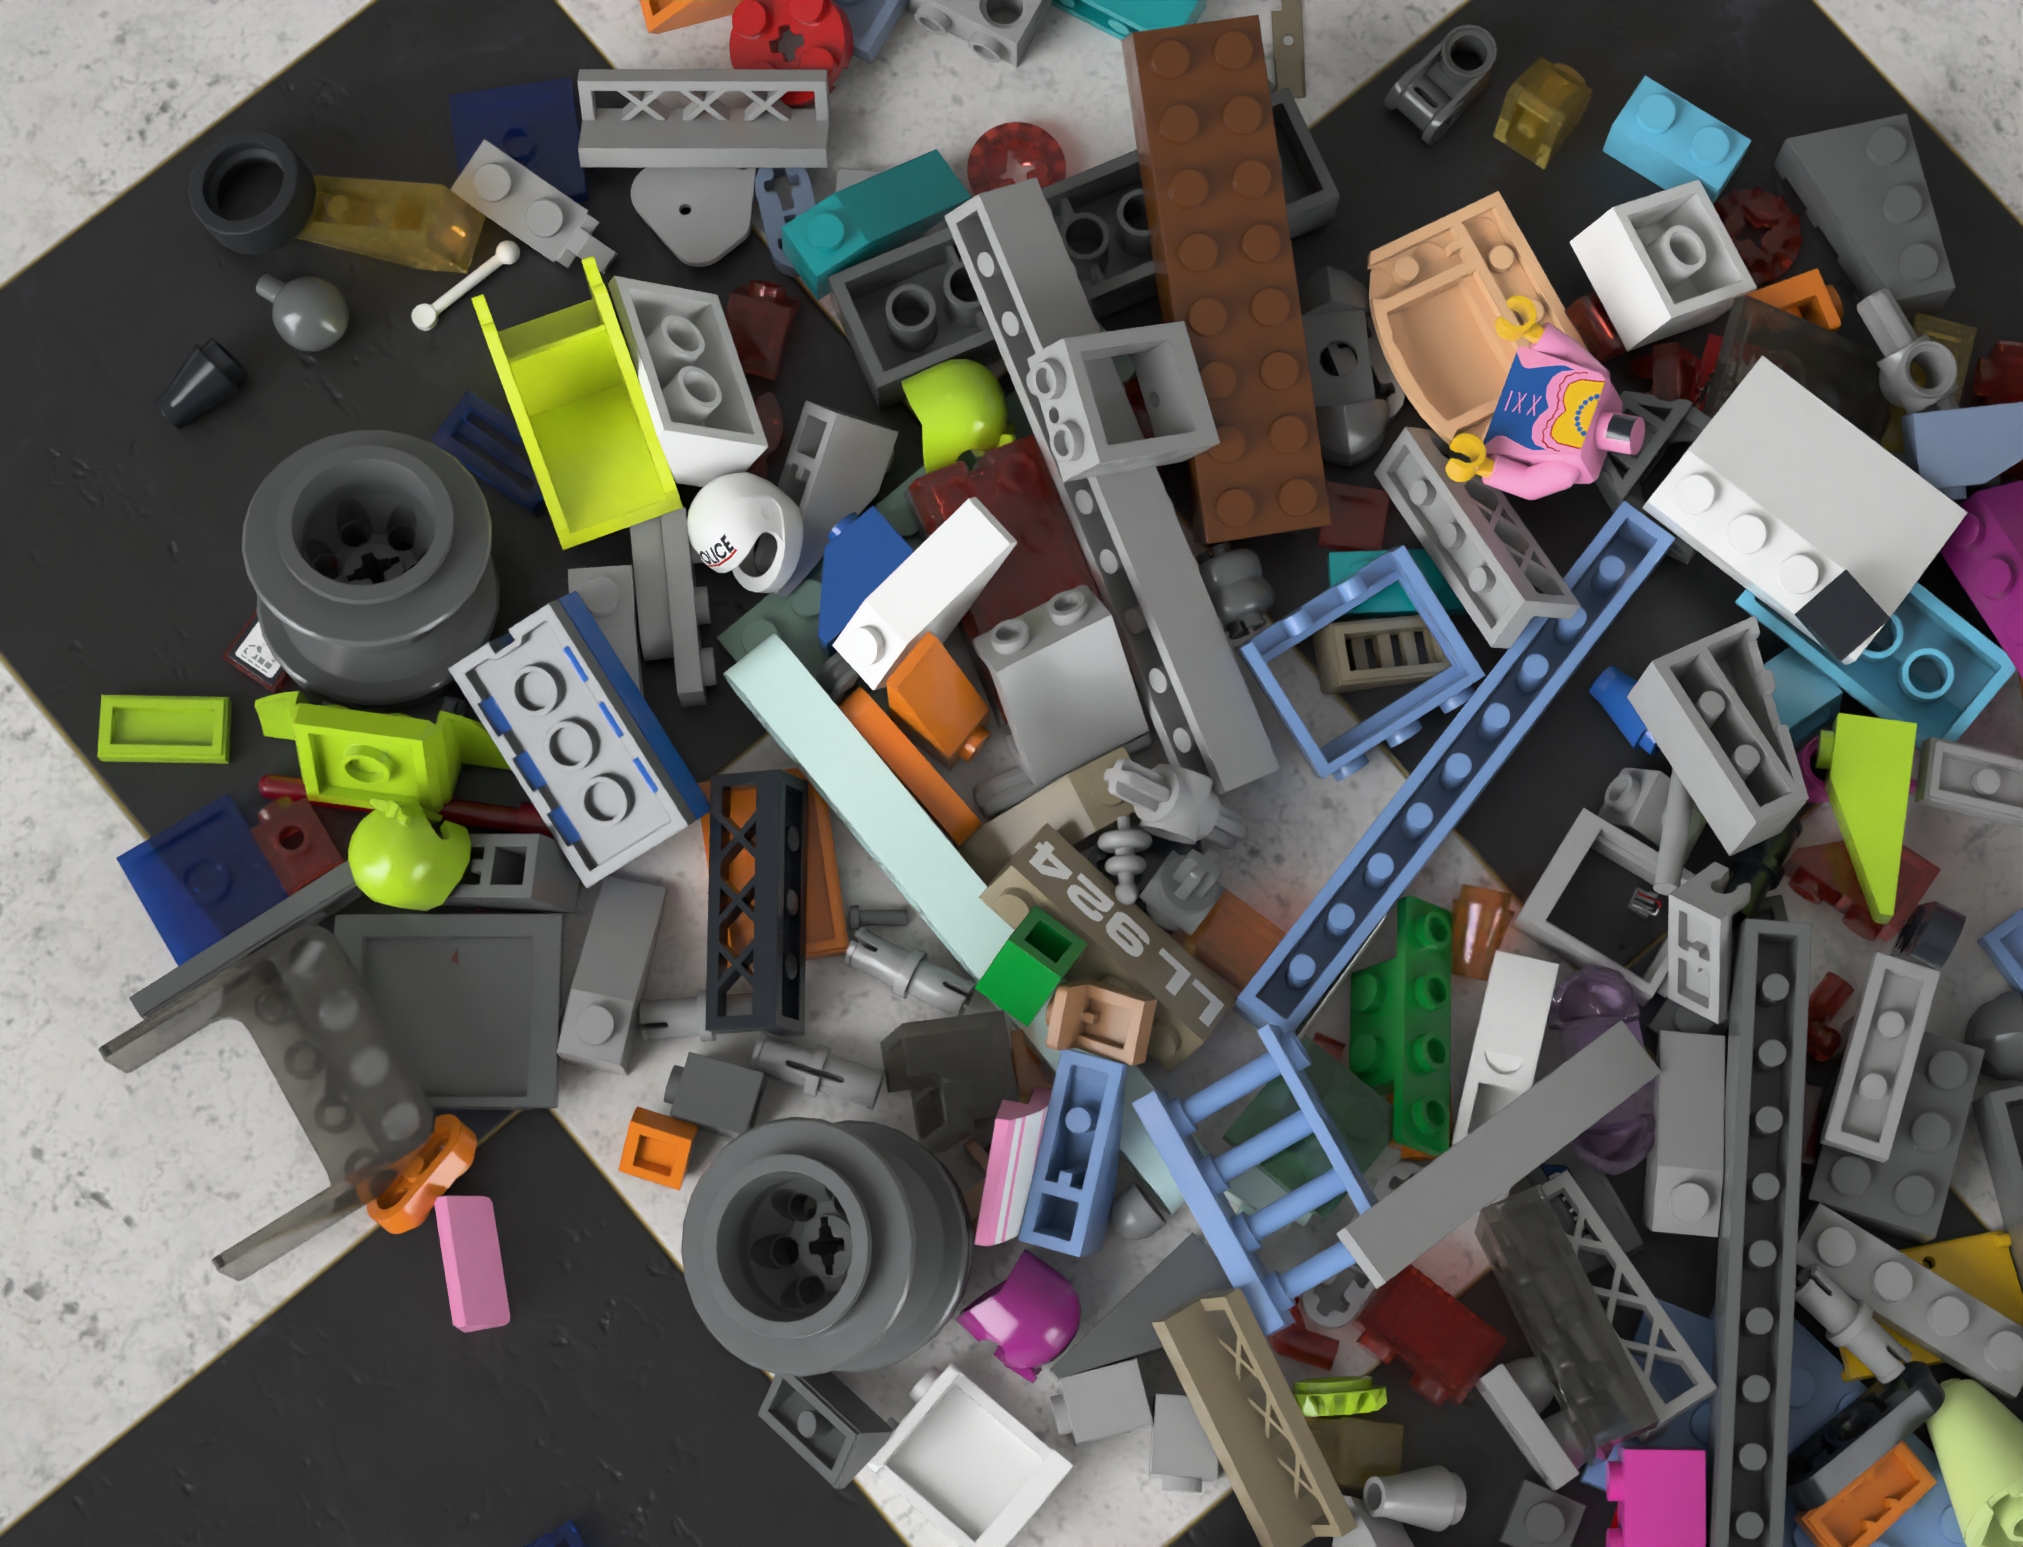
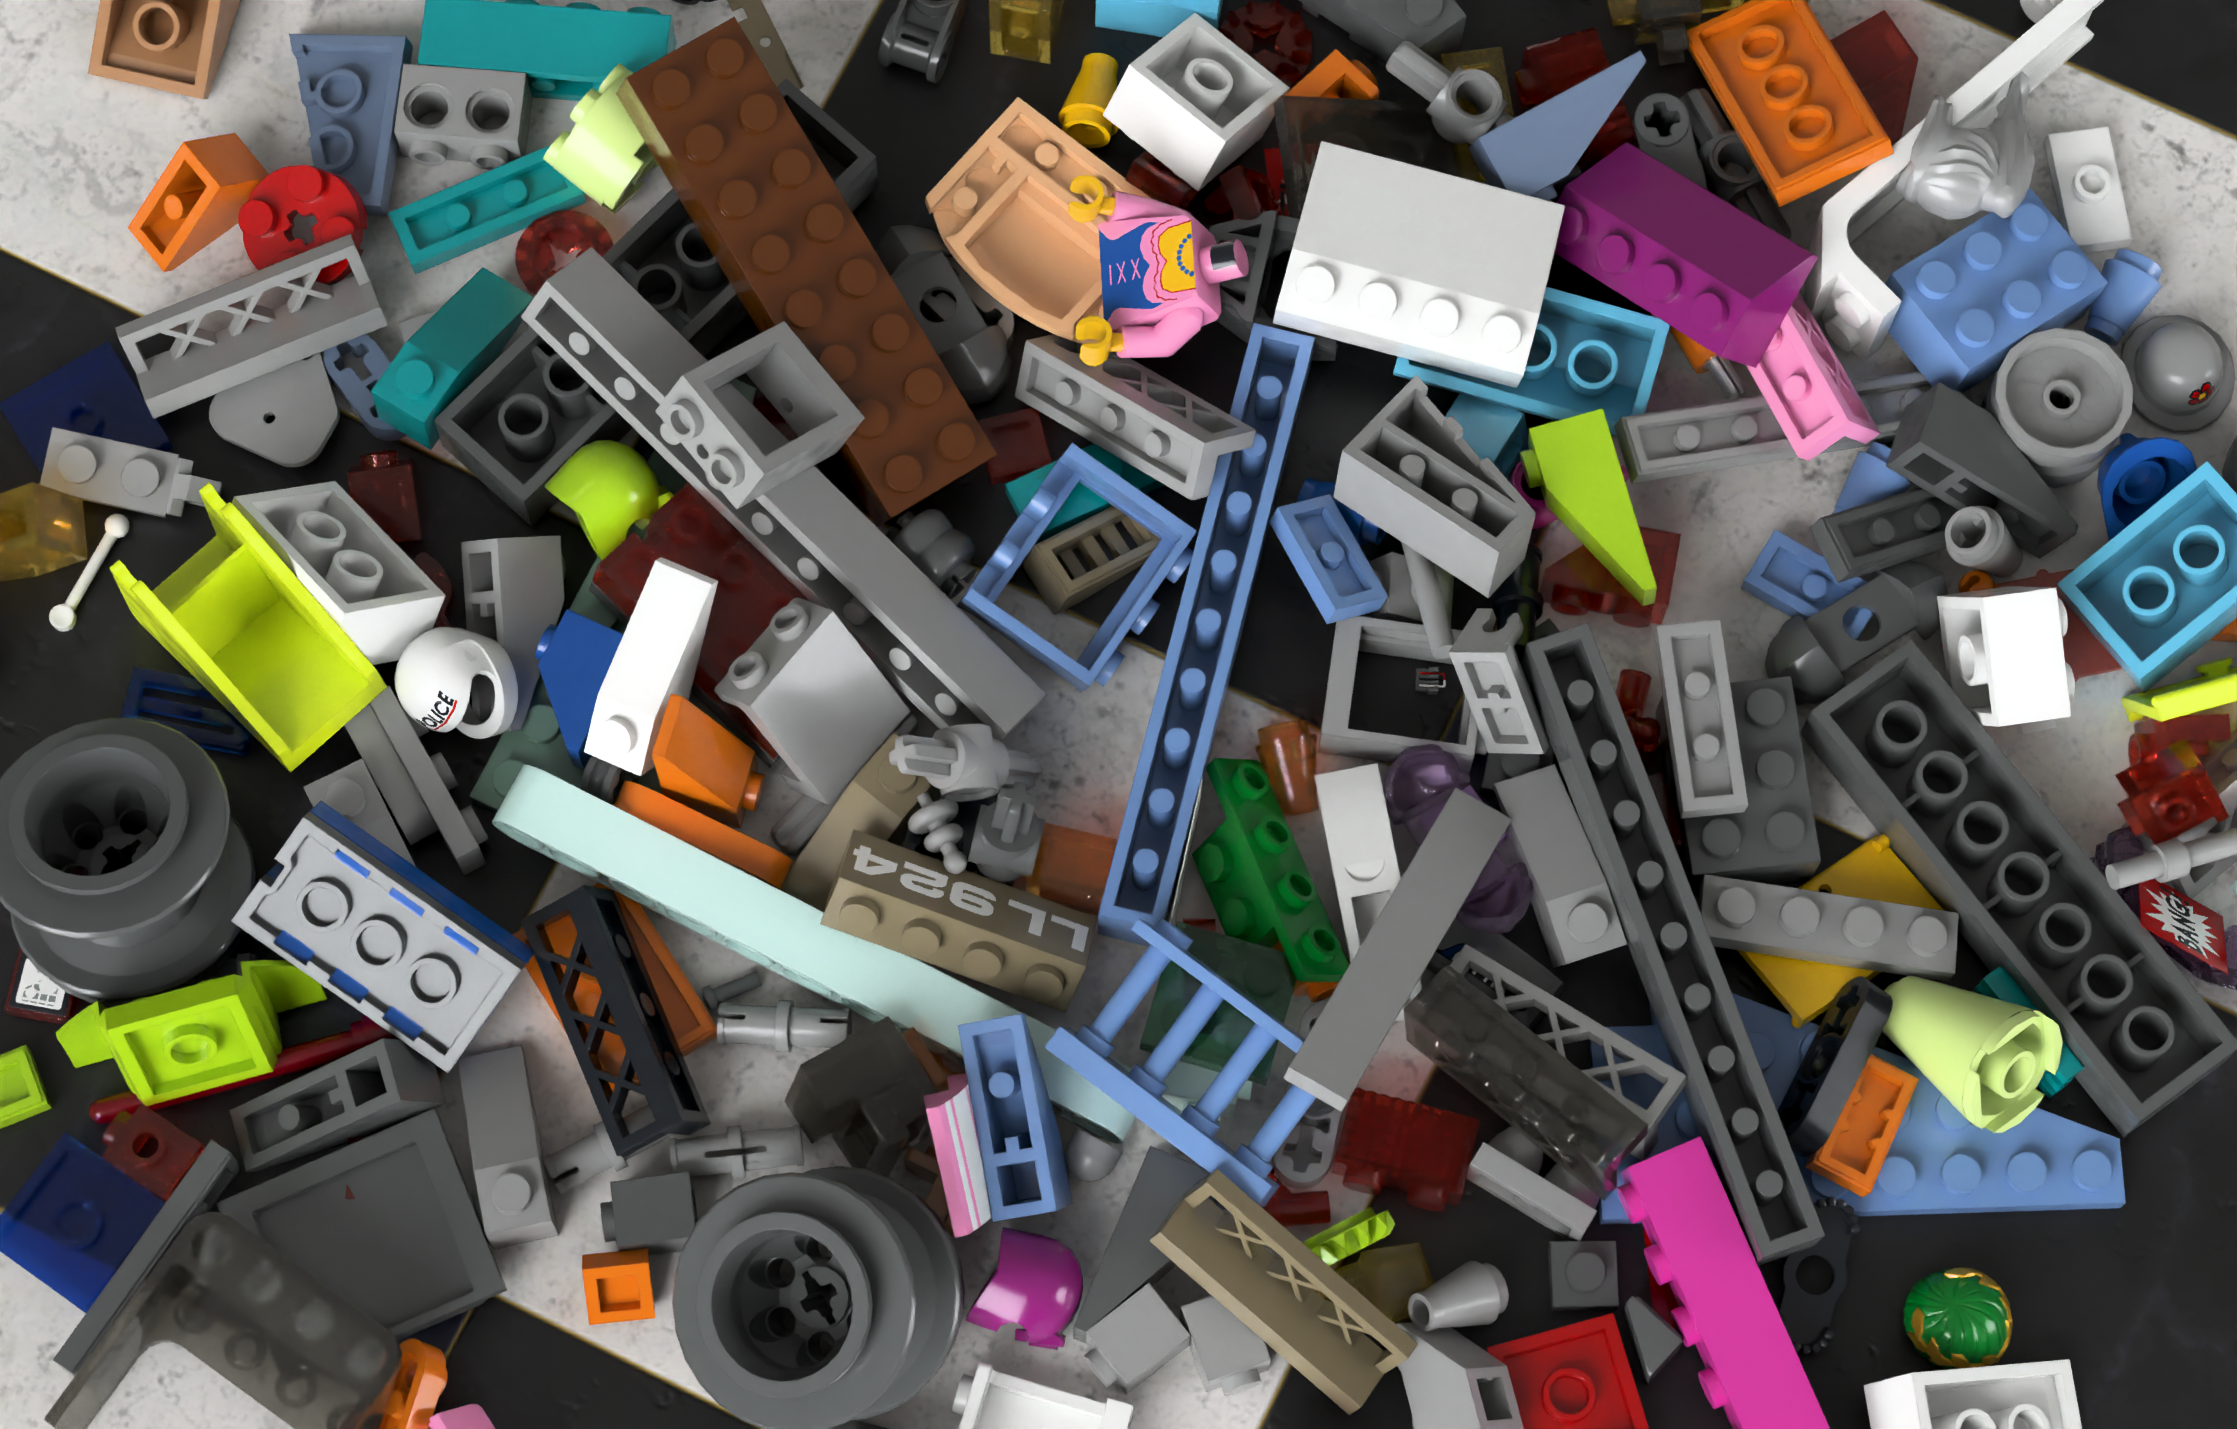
camera: 25 degrees left, 5 degrees down
(403, 860) = (263, 1117): lime helmet -> none
(964, 93) = (482, 210): none -> teal plate
(1031, 965) = (896, 962): green brick -> none
(1091, 85) = (604, 148): none -> yellowish green brick
(1100, 1020) = (982, 985): medium nougat bracket -> none
(1563, 221) = (1088, 100): none -> yellow cone
(1597, 753) = (1328, 559): none -> medium blue plate
(1842, 616) = (1494, 338): black tile -> none
(1850, 1323) = (1779, 969): light grey pin -> none
(1929, 935) = (1697, 590): black beam -> none

